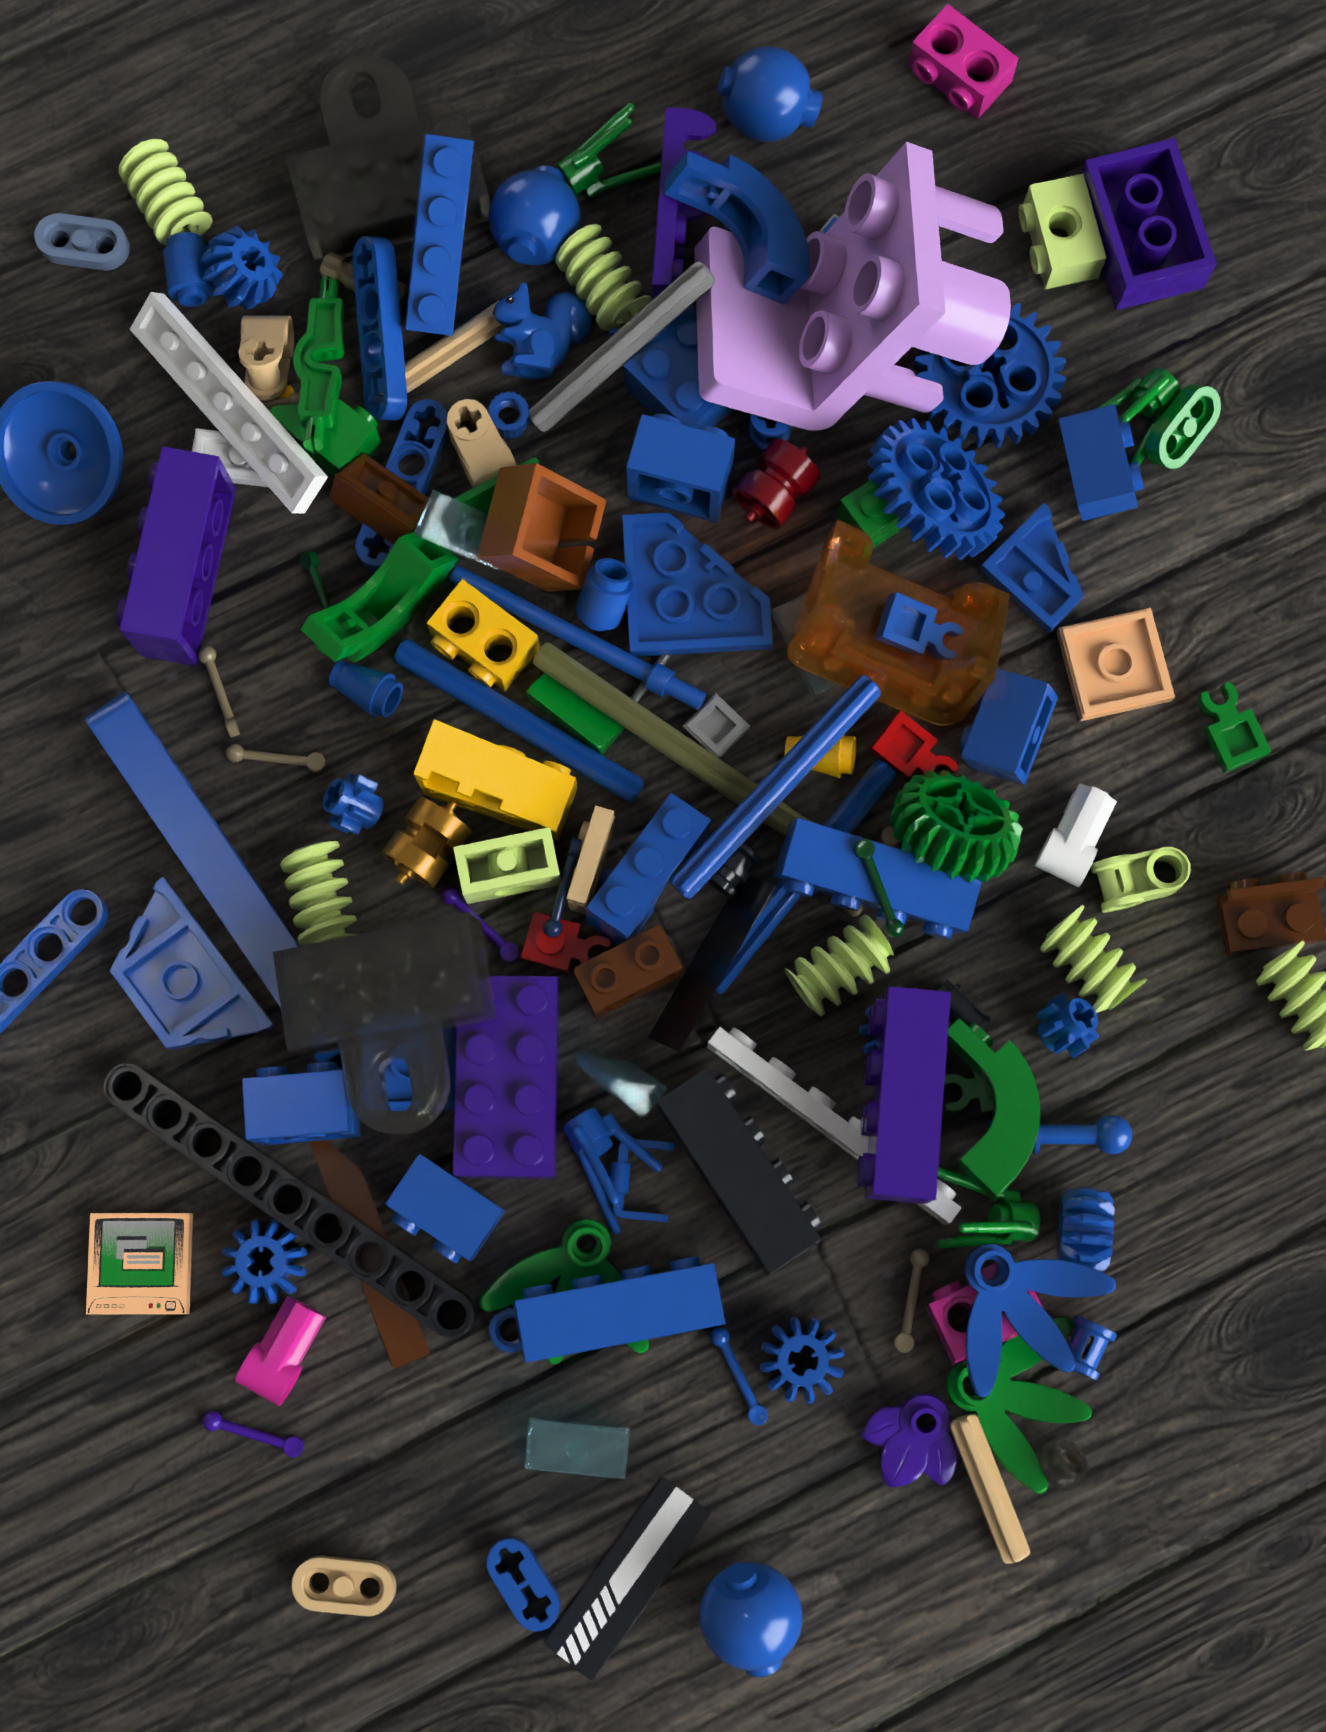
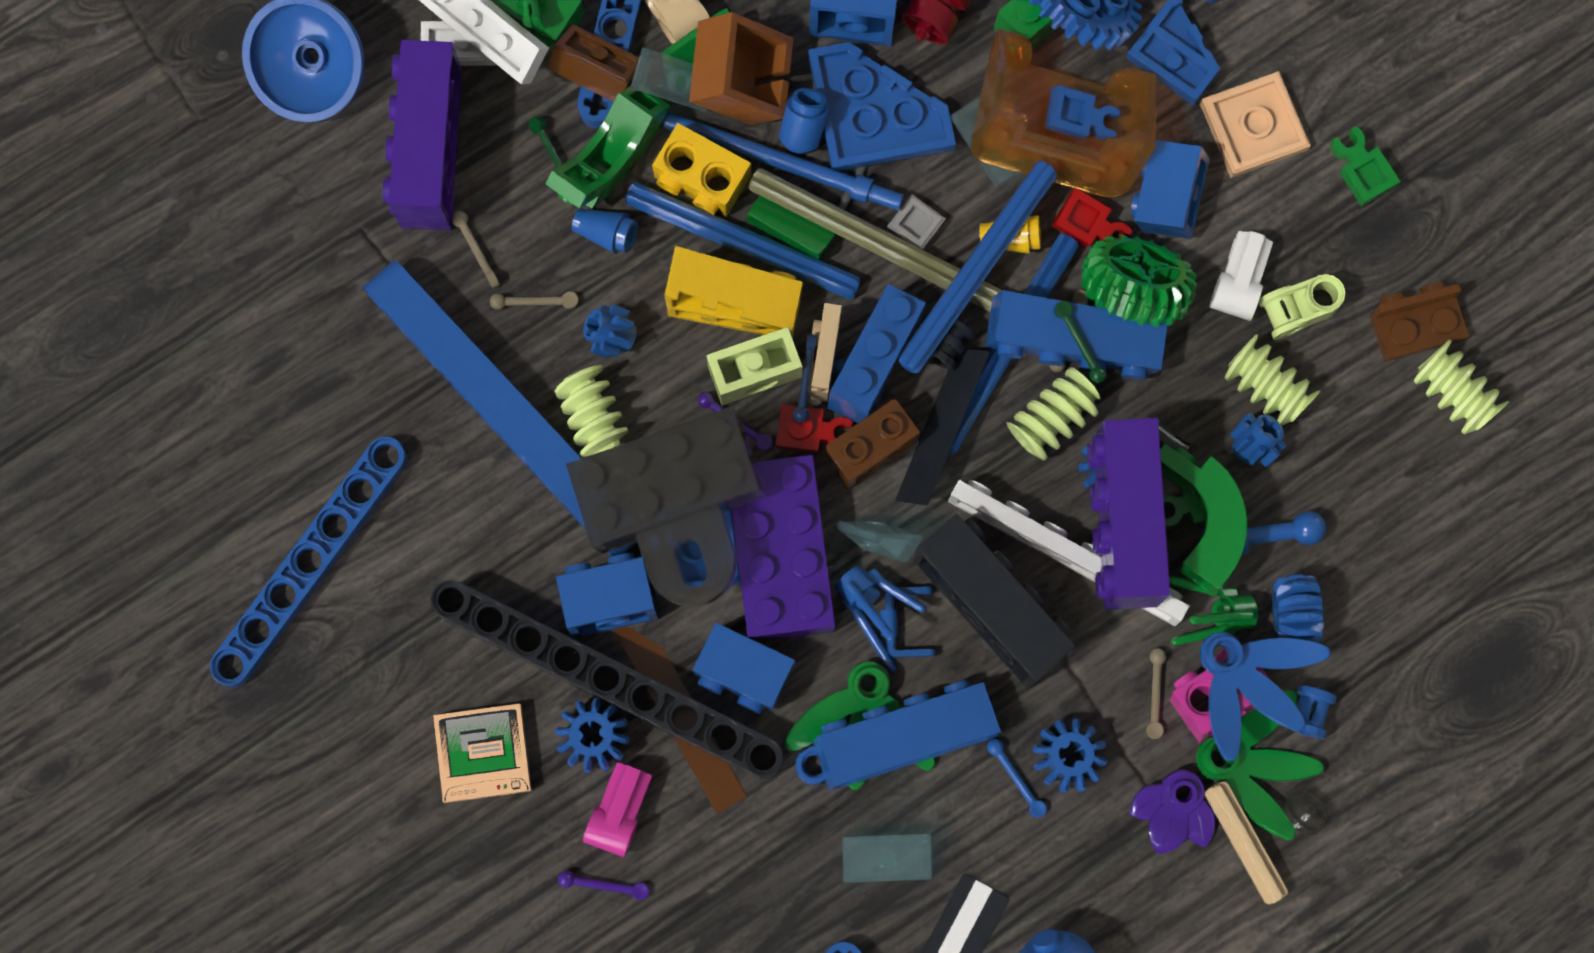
camera: 10 degrees left, 0 degrees up
(183, 978) = (484, 502): blue wing -> none
(426, 842) = (680, 353): pearl gold wheel -> none

